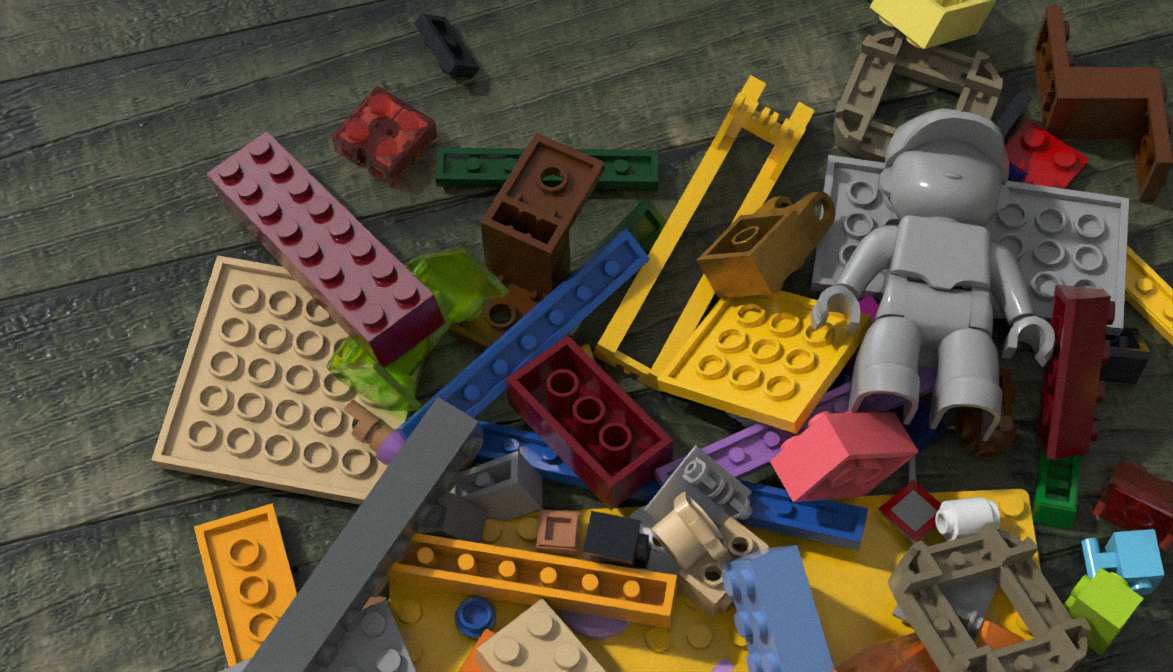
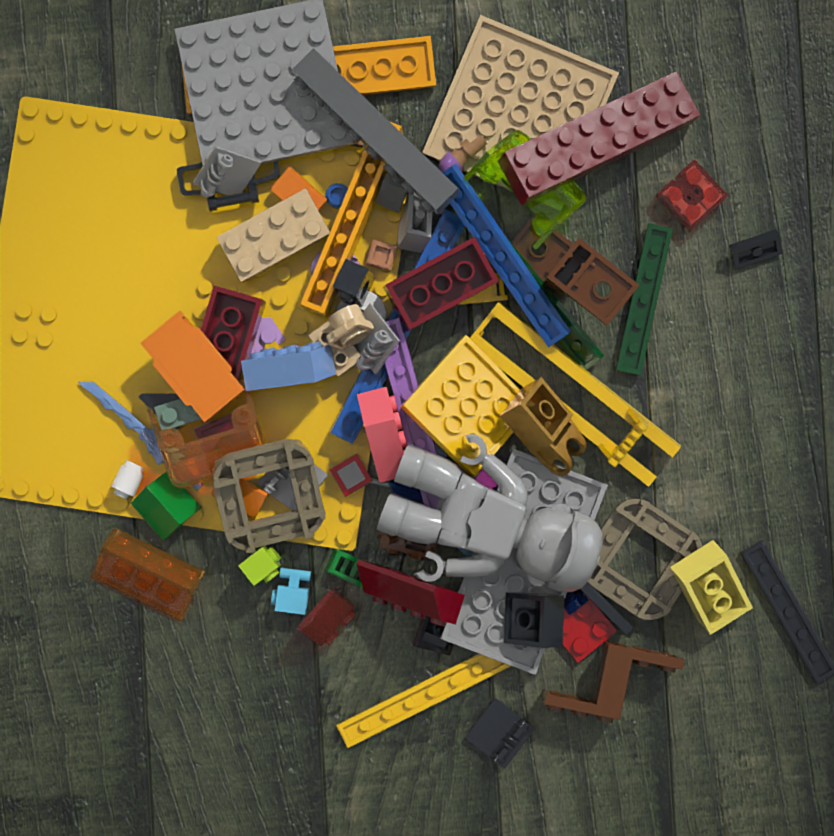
camera: 100 degrees right, 25 degrees up
(965, 517) = (335, 503): white brick -> none
(1055, 205) = (534, 619): none -> black slope

